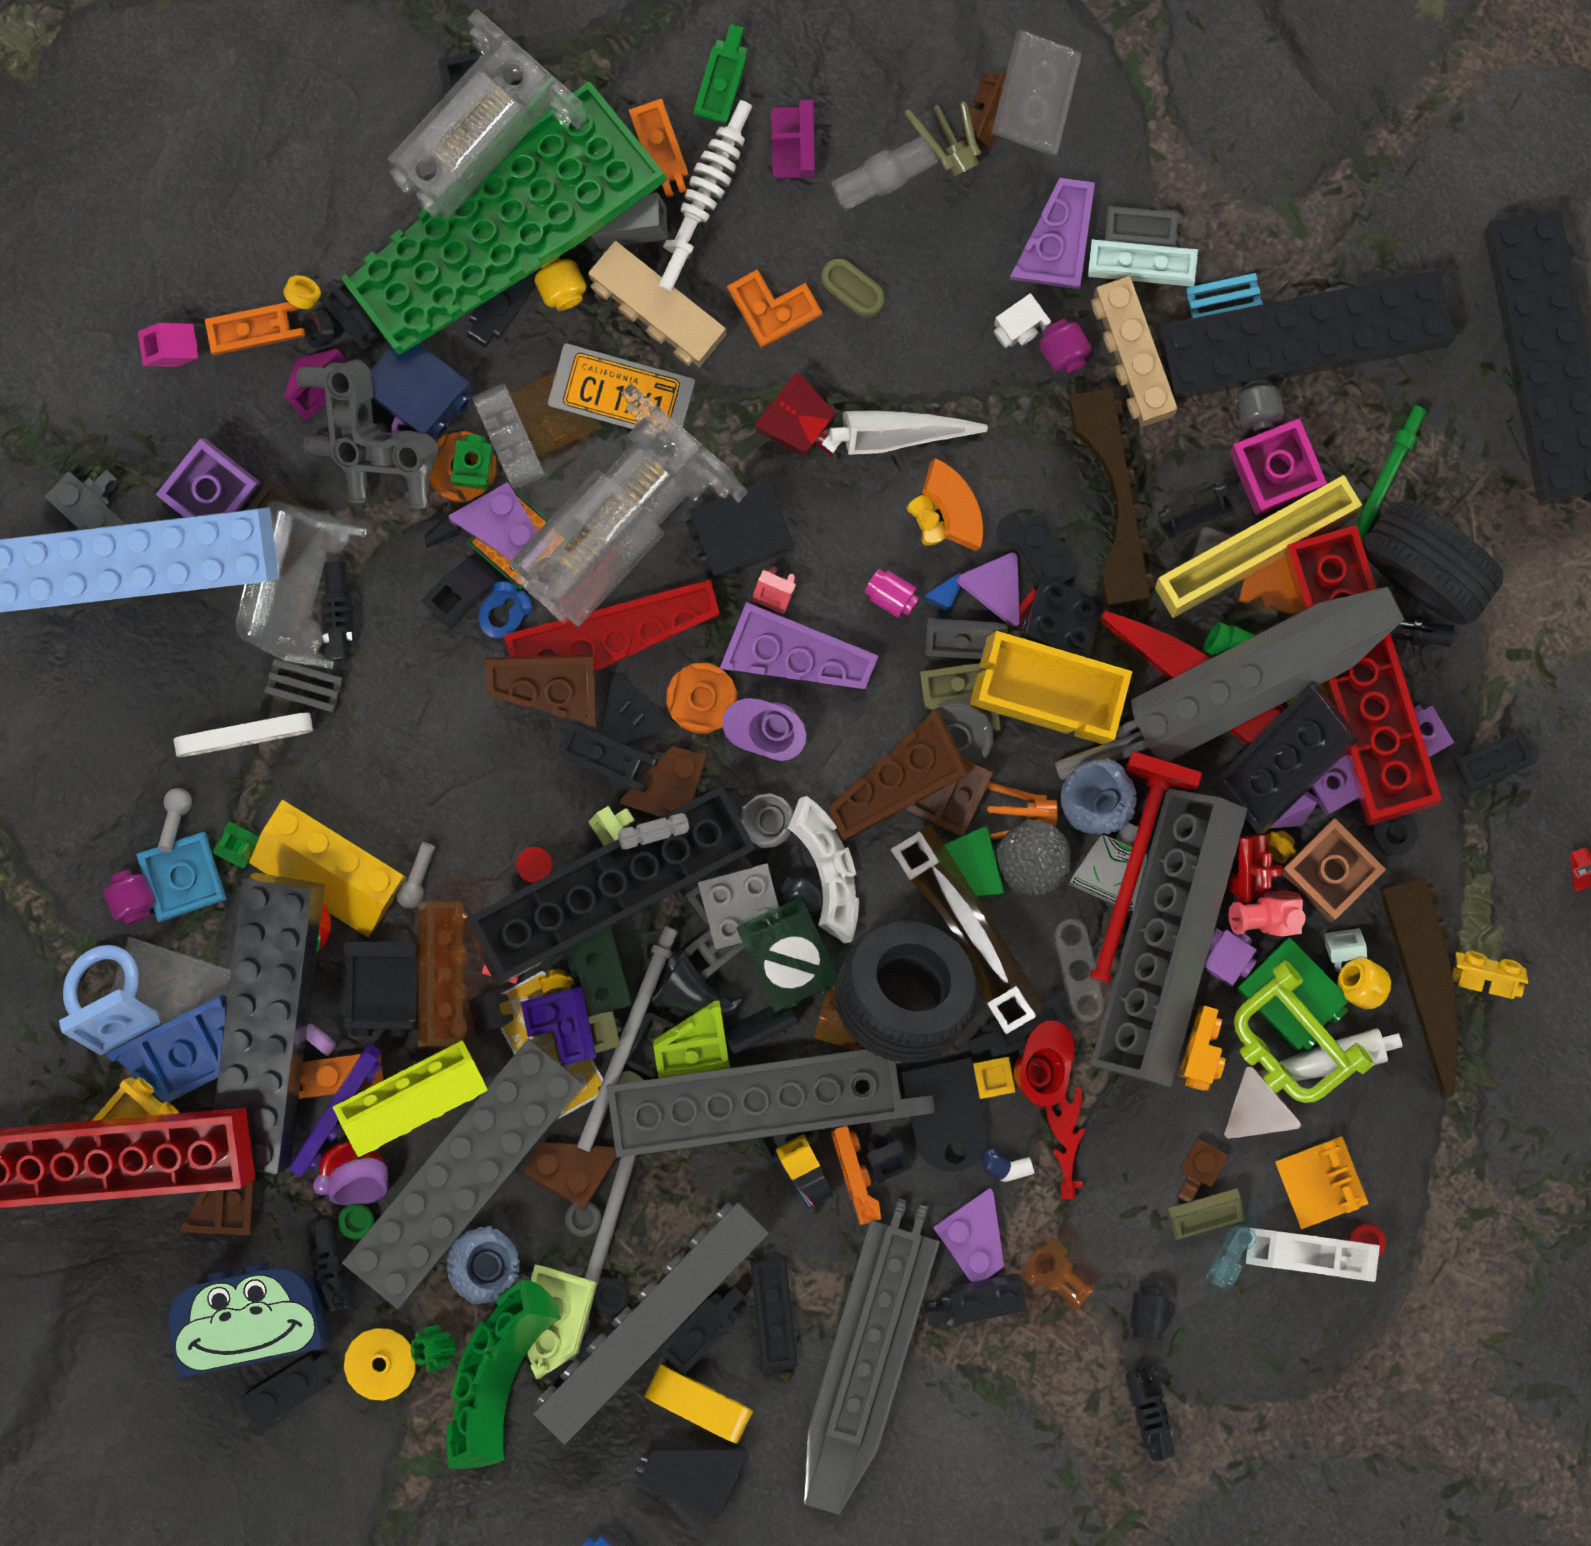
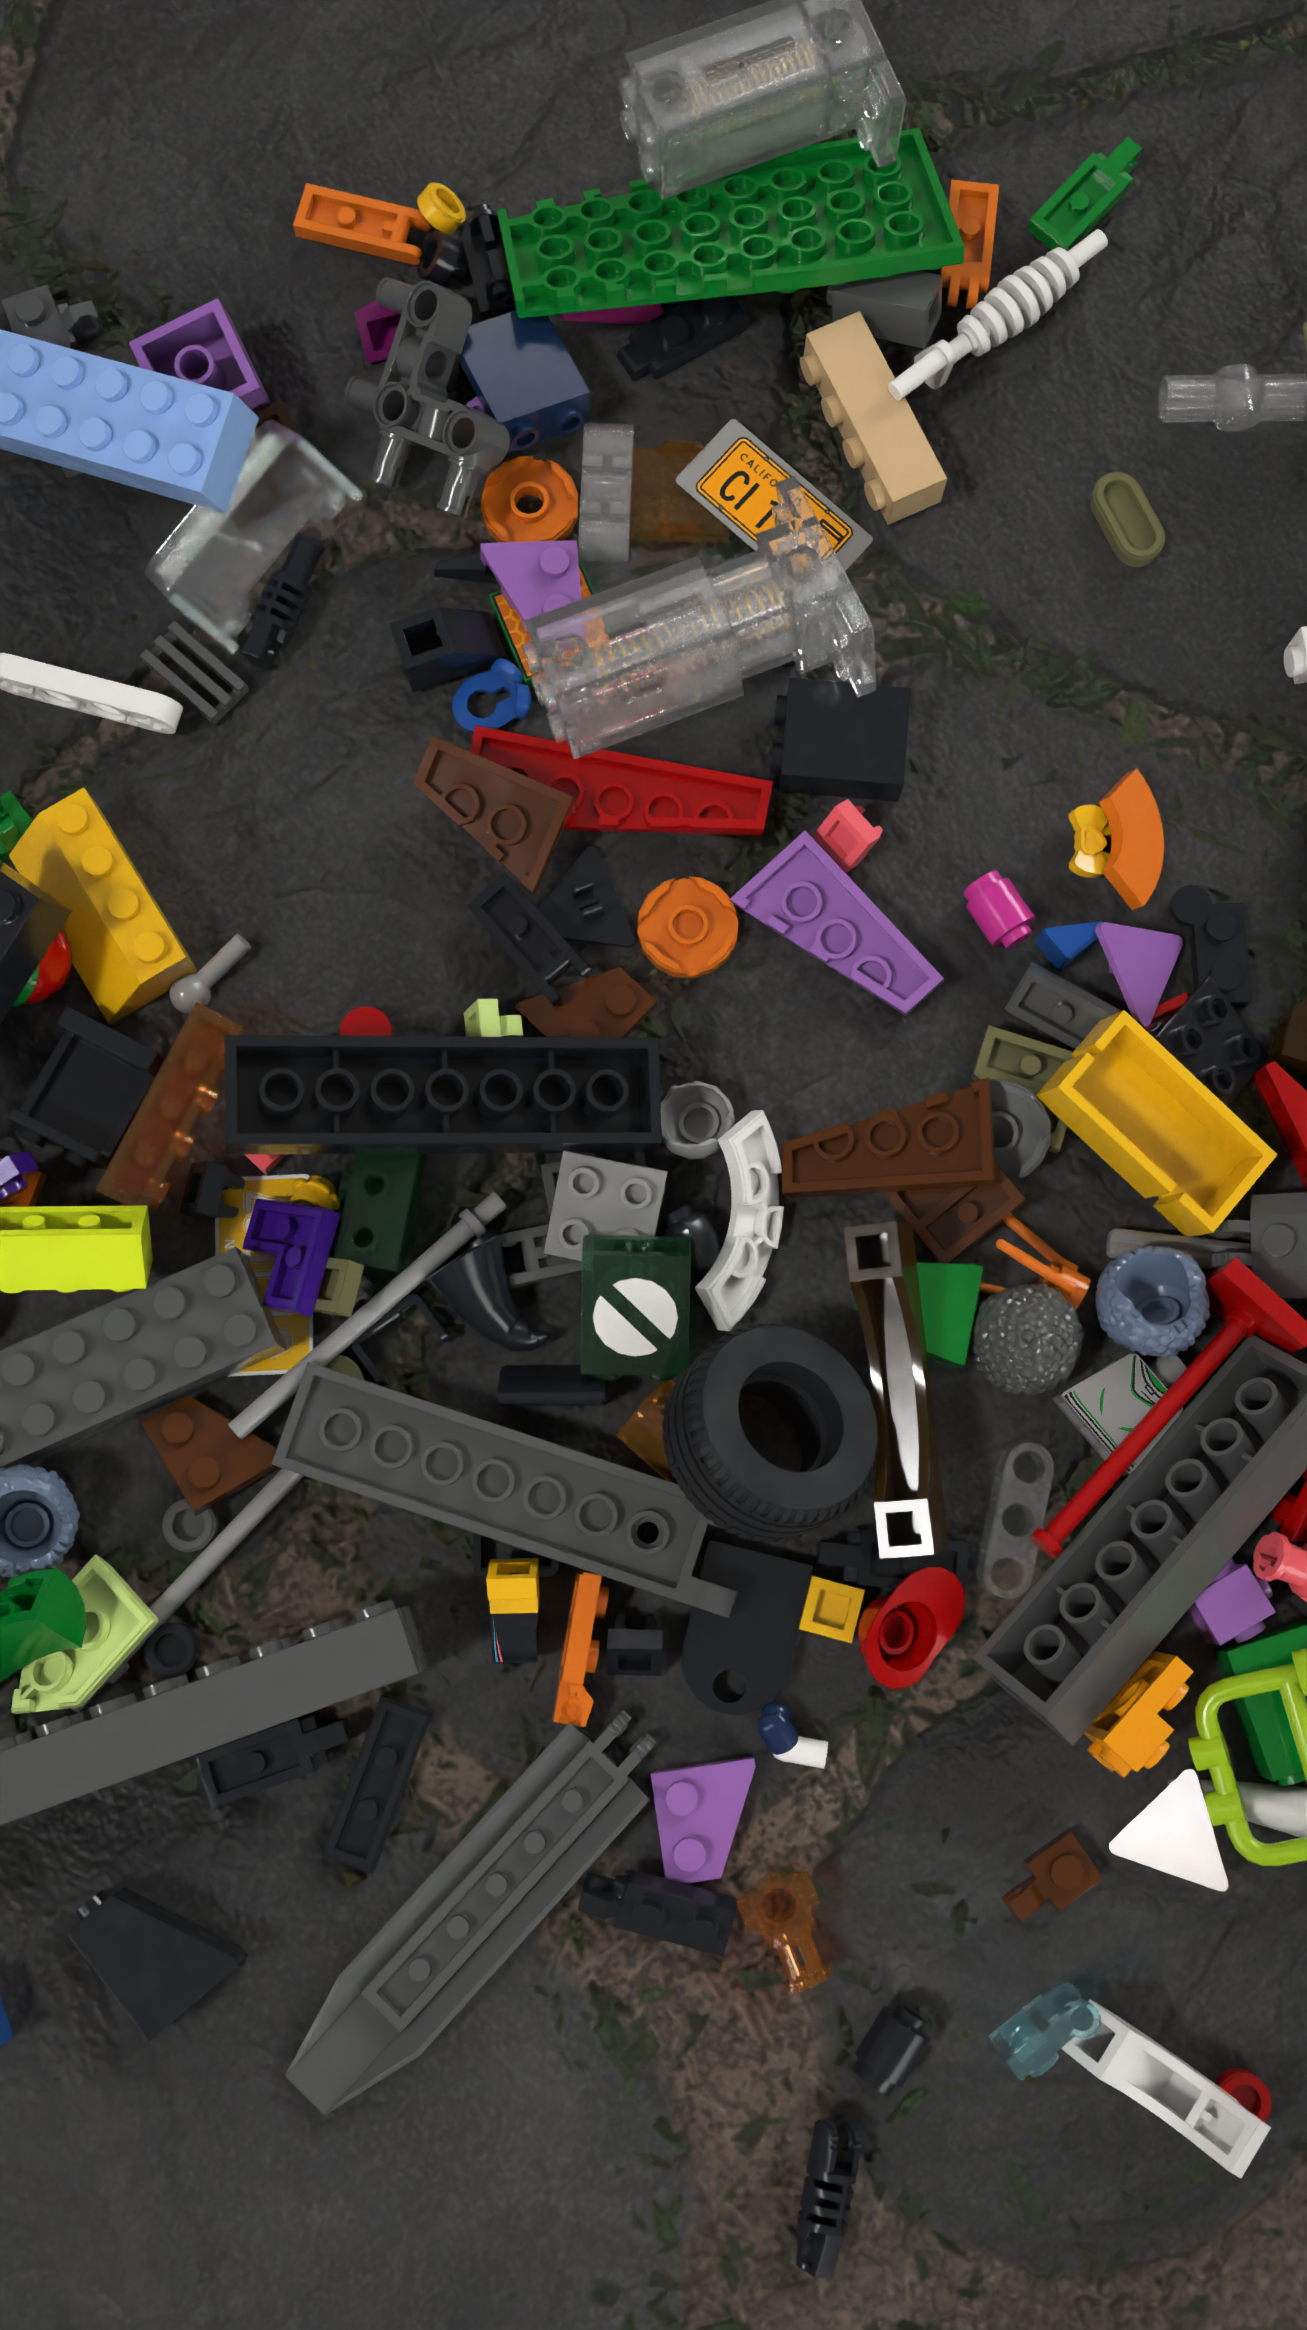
camera: 20 degrees right, 5 degrees down
(168, 344) = (245, 188): dark pink brick -> none
(477, 475) = (543, 511): green brick -> none
(560, 284) = (764, 340): yellow head -> none
(653, 831) = (535, 1048): light grey axle -> none
(693, 1045) = (451, 1365): lime wing -> none
(698, 1403) = (212, 1859): yellow beam -> none
(765, 728) = (750, 998): medium lavender piece -> none
(770, 317) = (1008, 508): orange tile -> none
(793, 141) = (1138, 313): magenta panel -> none
(799, 419) = (983, 640): dark red torso -> none
(886, 431) = (1100, 711): white piece -> none
(1062, 1130) = (890, 1726): red piece -> none
(1206, 1214) = (1035, 1947): olive tile -> none
(1321, 1182) = (1215, 1982): light orange hinge -> none

